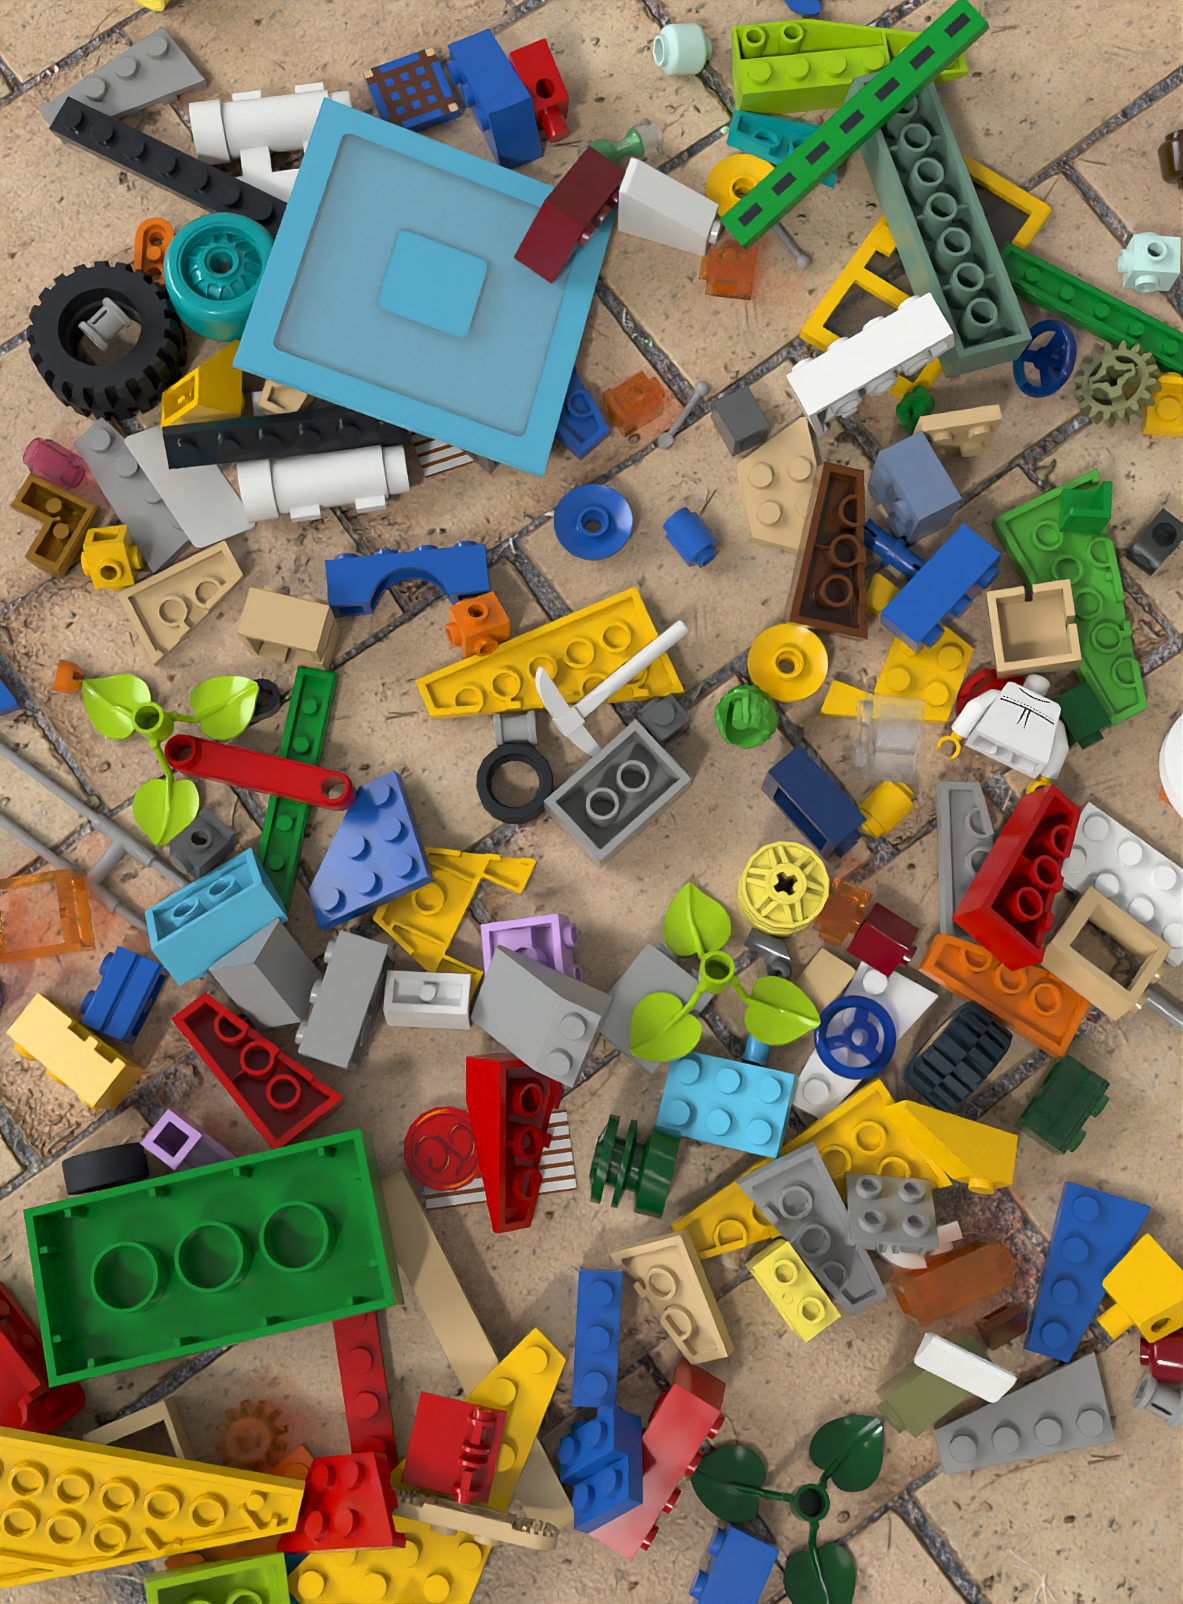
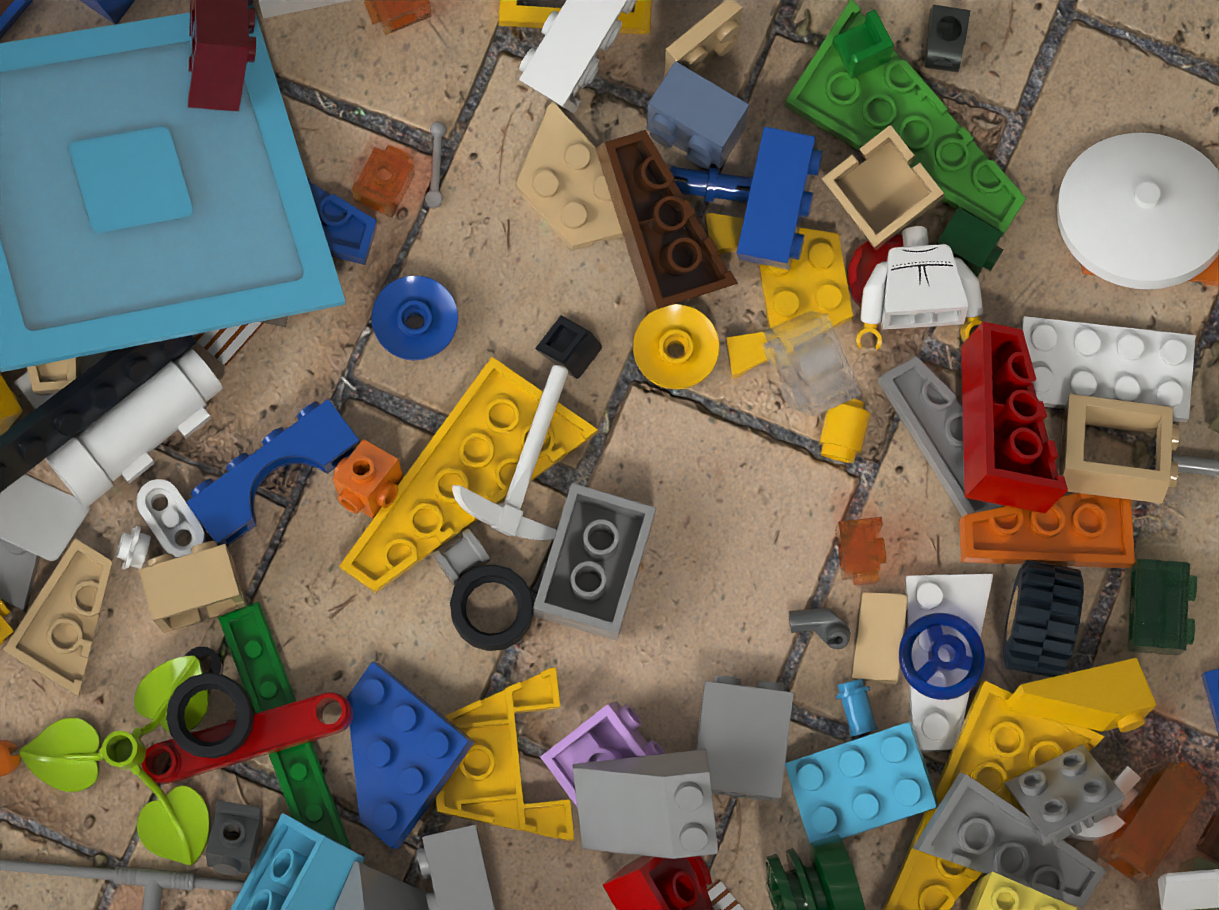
camera: 35 degrees left, 0 degrees up
(213, 718) = (182, 696): none -> black tyre
(265, 573) = (133, 548): none -> white plate
(307, 572) = (172, 520): none -> white plate
(427, 999) = (535, 854): white panel -> none
(664, 720) = (594, 466): dark grey brick -> none
(664, 1028) = (766, 749): lime plant -> none
(691, 537) = (516, 280): blue brick -> none
(703, 616) = (569, 346): none -> black slope
(739, 420) = (493, 140): dark grey brick -> none
(746, 716) = (669, 419): bright green piece -> none
(774, 911) = (809, 583): light yellow wheel -> none
(814, 804) = (780, 465): dark blue window -> none
(884, 940) = (915, 553): dark red brick -> none
(913, 406) = (652, 37): green plant -> none

